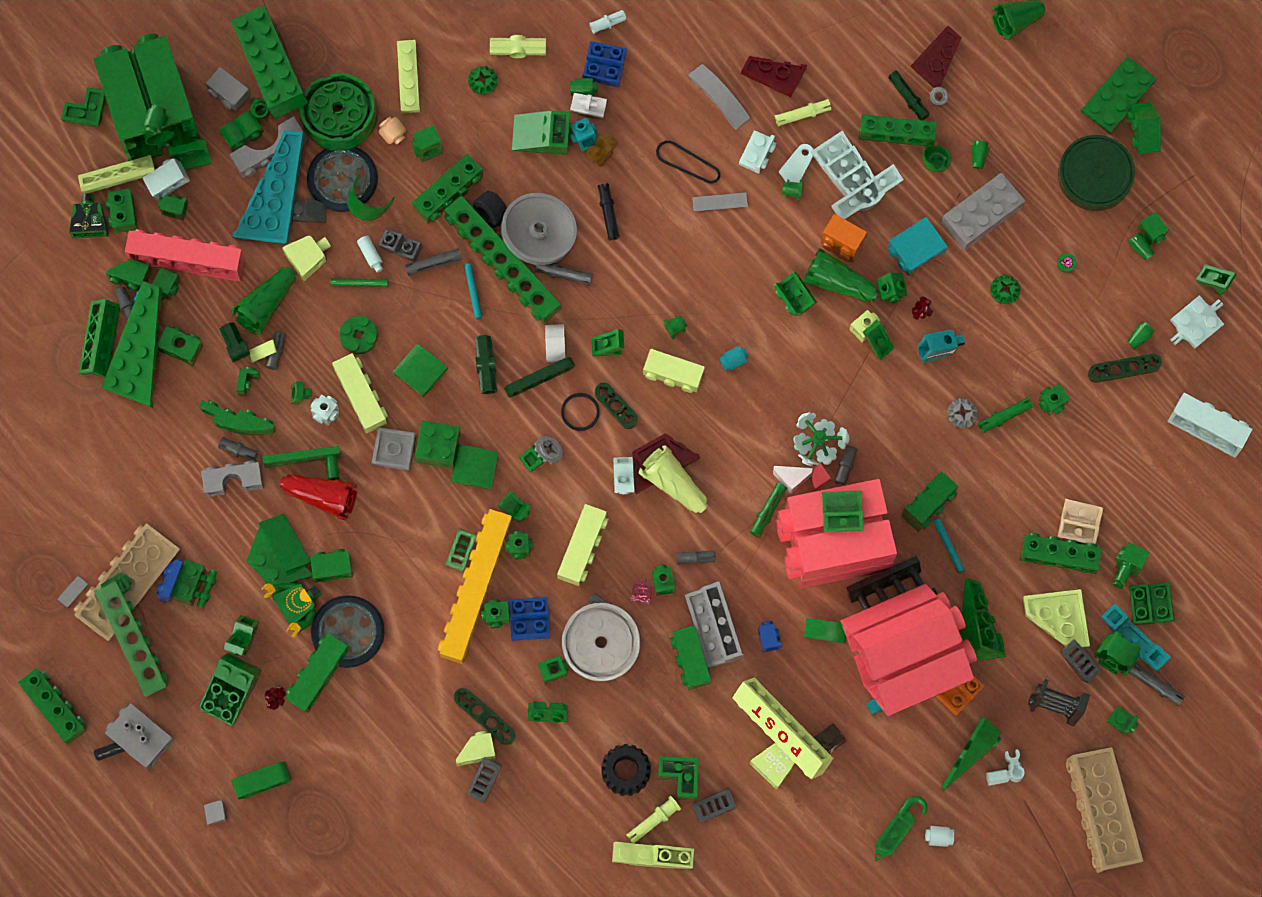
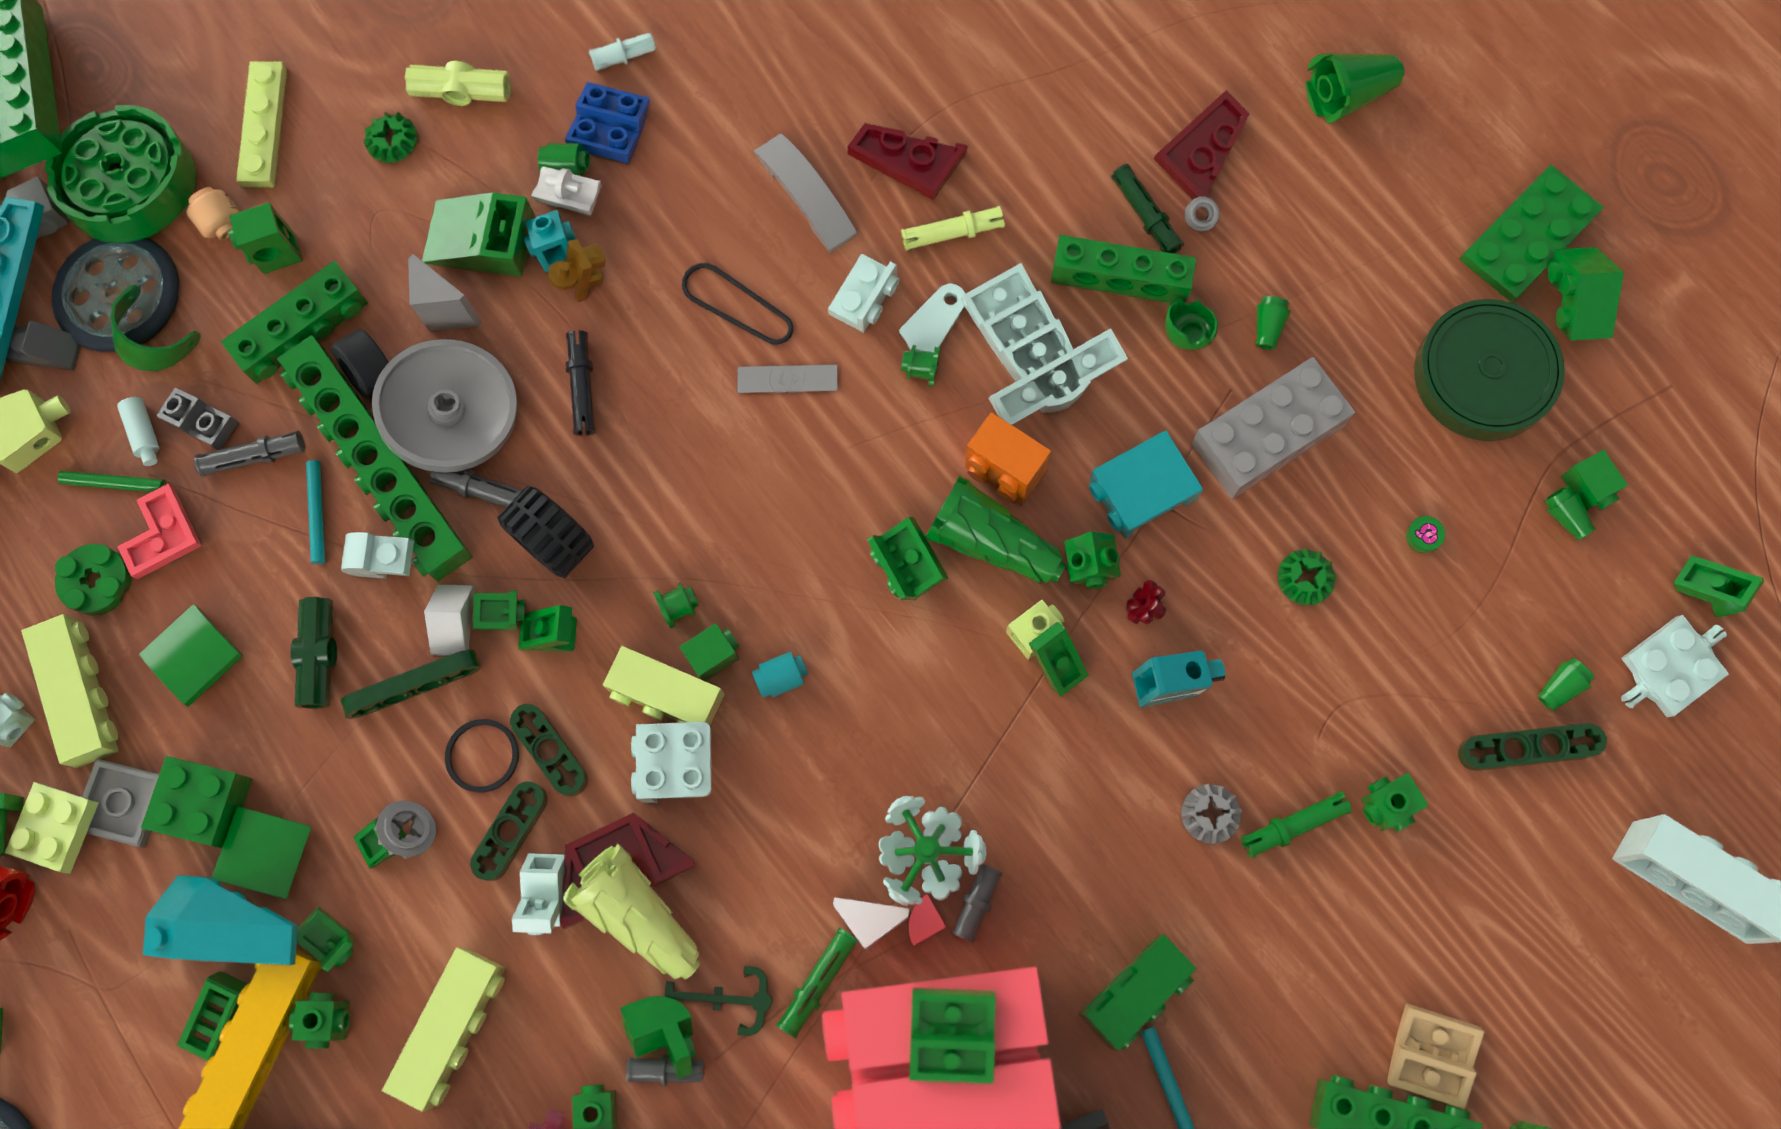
camera: 10 degrees right, 0 degrees up
(362, 462) = (51, 828): none -> yellowish green plate
(396, 310) = (169, 533): none -> coral plate
(462, 501) = (212, 924): none -> teal wedge
(511, 310) = (376, 555): none -> light aqua brick
(529, 171) = (437, 301): none -> light grey slope
(581, 336) = (497, 611): none -> green bracket
(590, 457) = (493, 834): none -> dark green beam
(604, 292) = (546, 531): none -> black tyre
(683, 405) = (671, 761): none -> light aqua bracket
(690, 534) = (658, 1024): none -> green brick
(696, 349) = (711, 651): none -> green brick
(739, 522) = (760, 1001): none -> dark green piece

